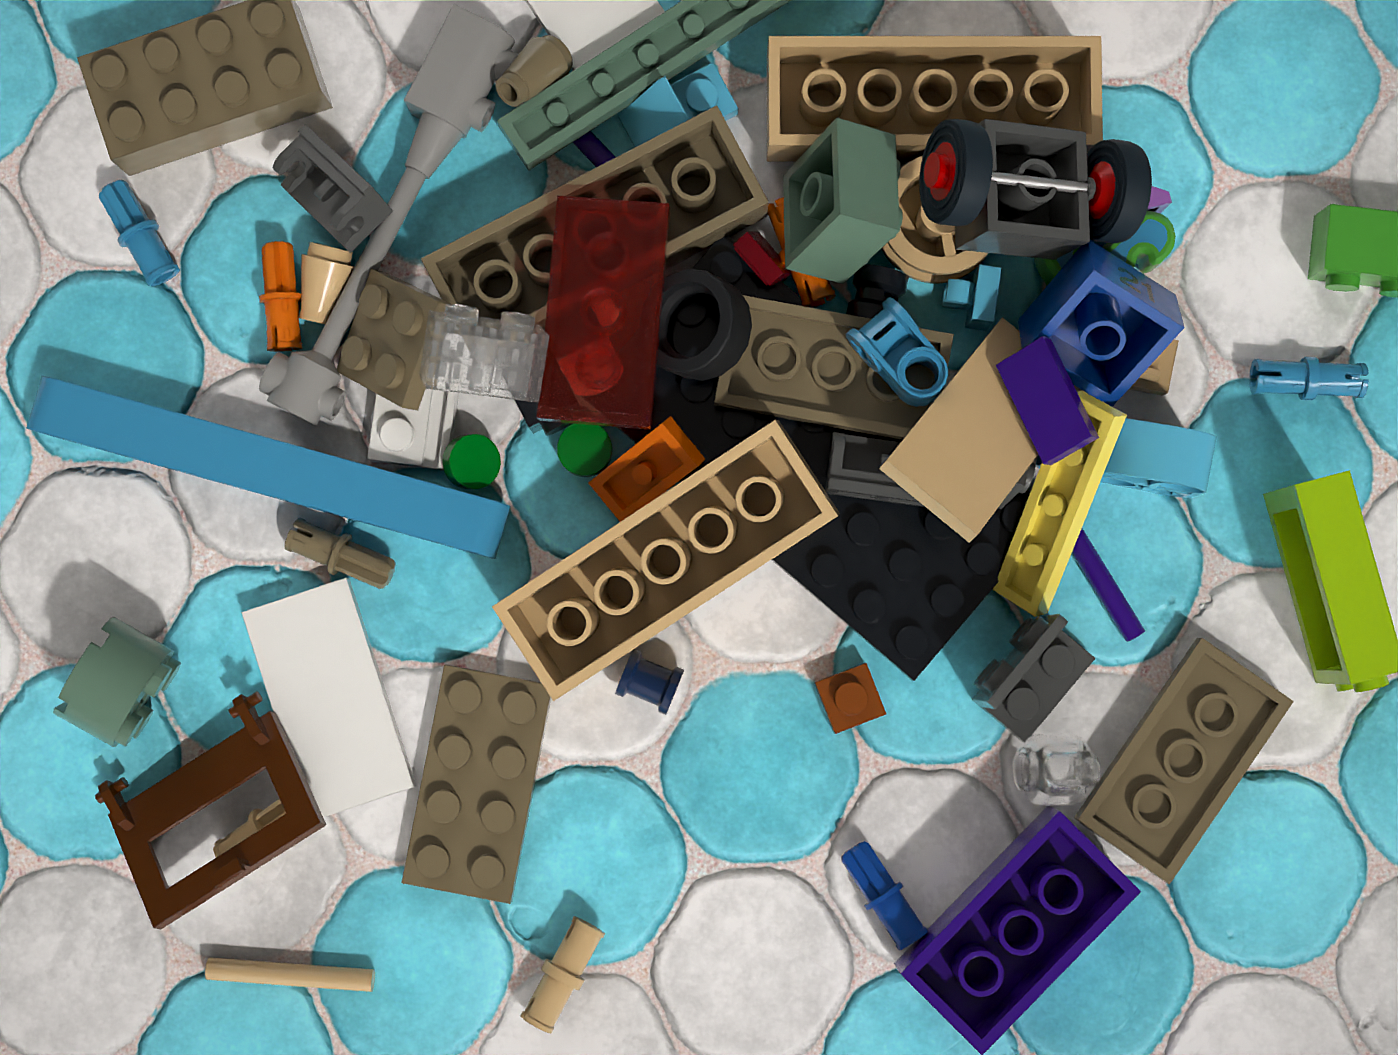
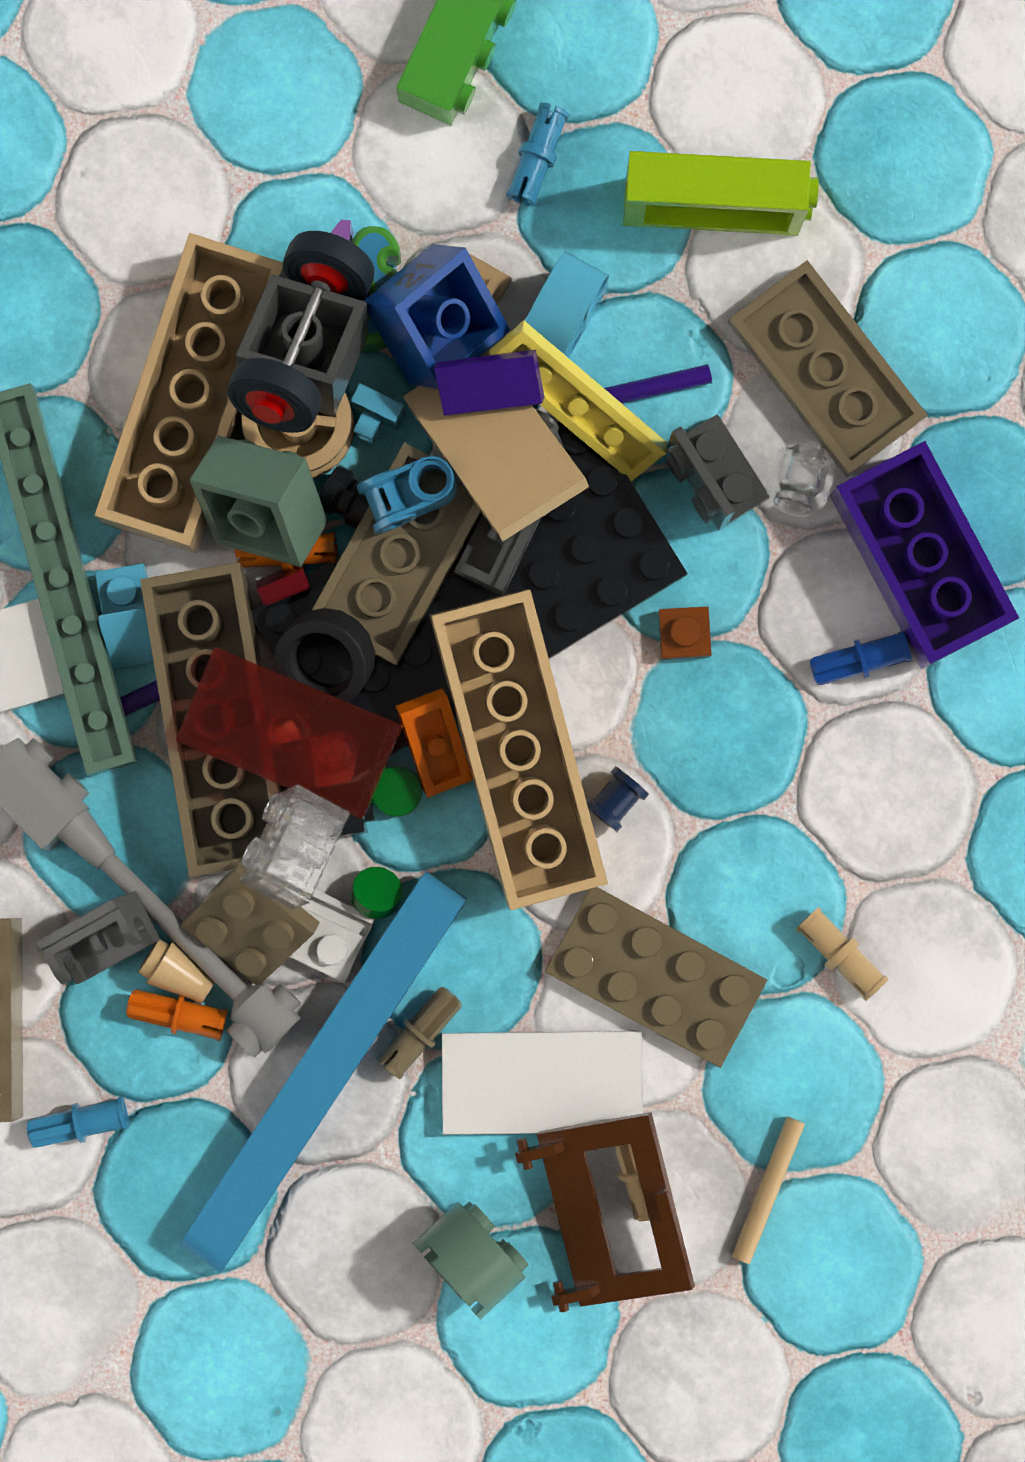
camera: 70 degrees left, 0 degrees up
(534, 69) = (51, 727): dark tan cone -> none

